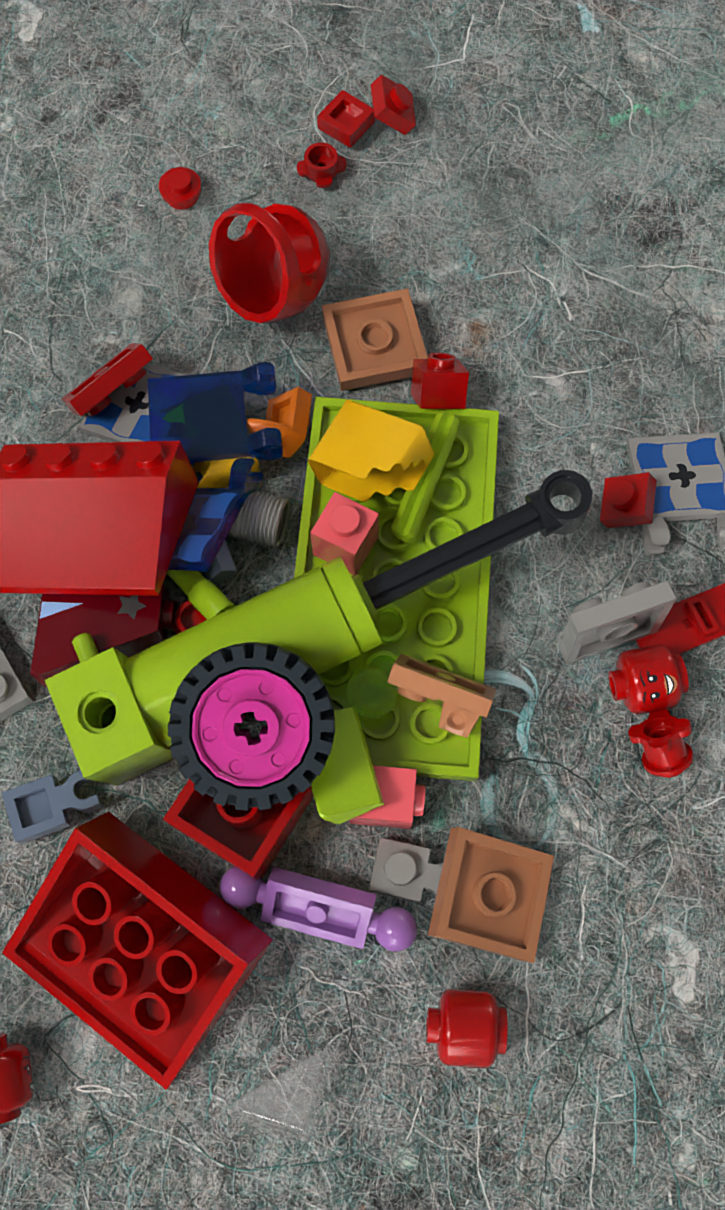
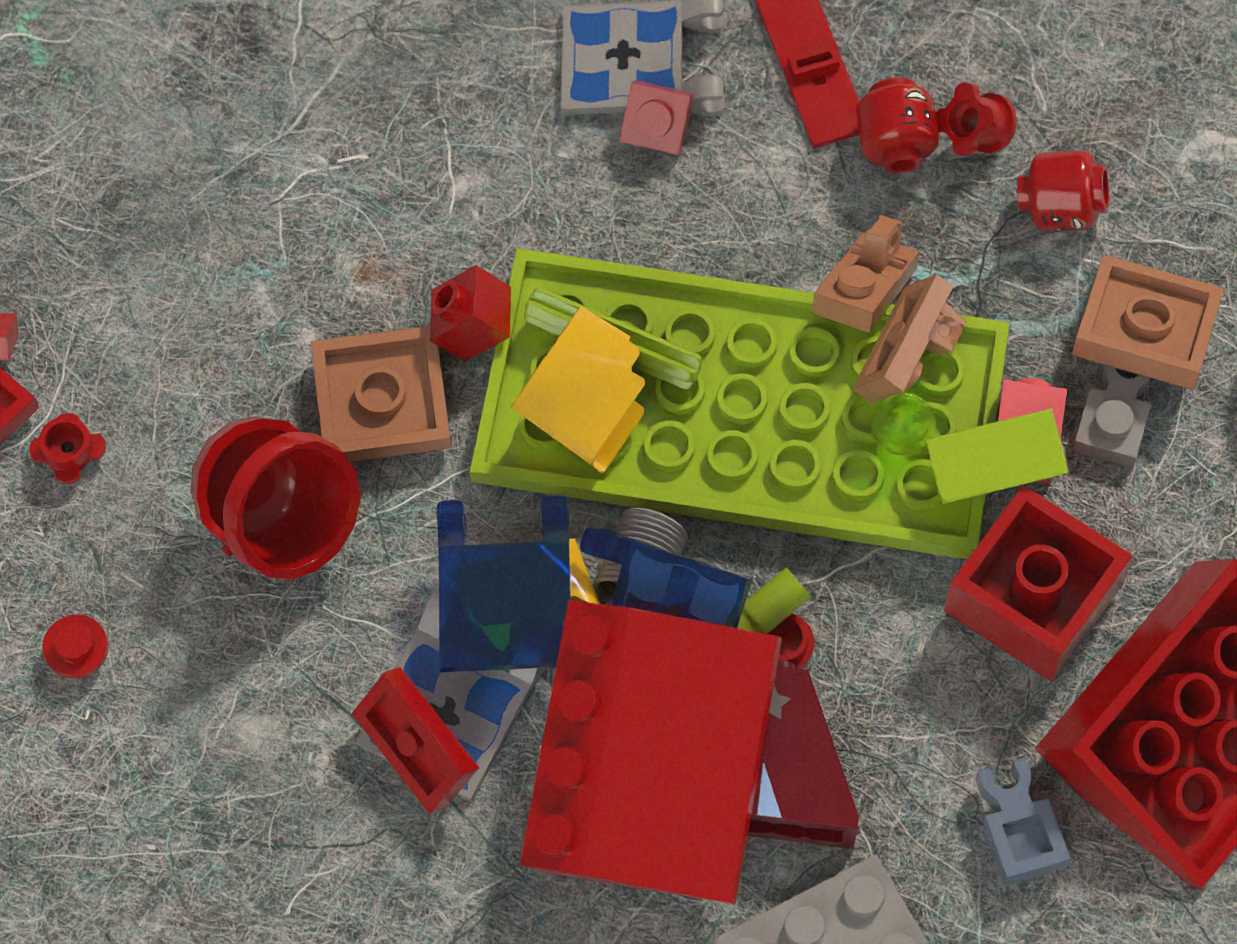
camera: 85 degrees left, 5 degrees down
(121, 704) = (850, 530): lime piece -> none
(228, 759) = (967, 519): wheel -> none
(290, 415) = (501, 510): orange plate -> none
(320, 908) = (1159, 511): medium lavender plate -> none
(345, 531) = (696, 431): coral brick -> none
(501, 661) = (867, 277): none -> nougat hinge
(606, 625) = (830, 136): light grey plate -> none
(609, 820) = (1064, 190): none -> red head

